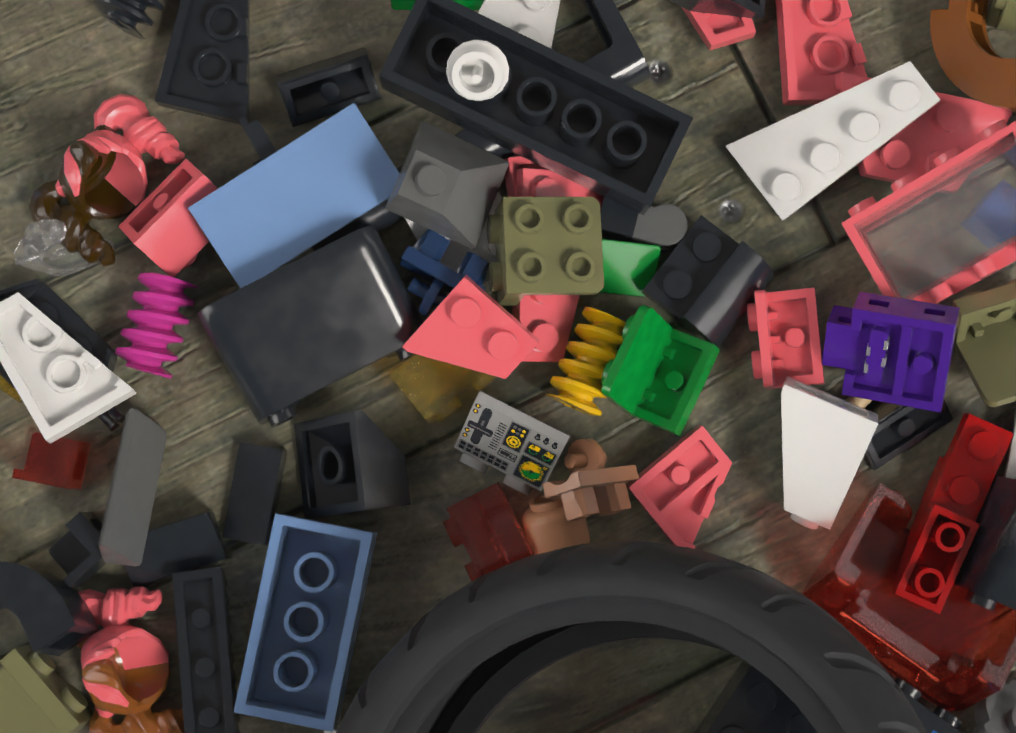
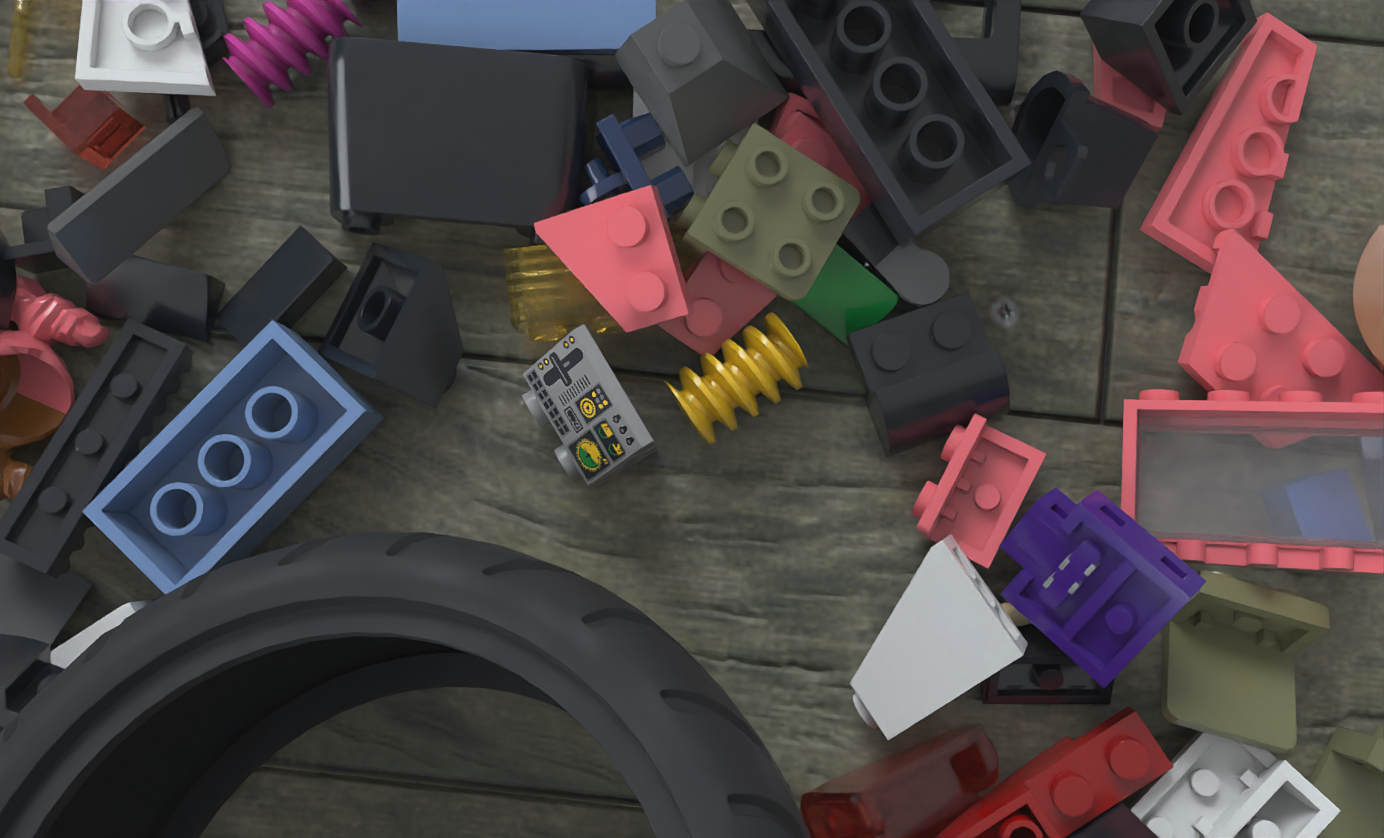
camera: 35 degrees right, 0 degrees up
(487, 531) = (503, 493): clear red brick -> none
(547, 526) = (582, 534): nougat head -> none
(591, 486) = (652, 502): nougat hips -> none
(658, 371) = (806, 433): green bracket -> none
(682, 485) = (751, 582): coral wing -> none
(710, 80) = (1076, 145): none -> black container
(822, 143) = (1168, 296): white wing -> none

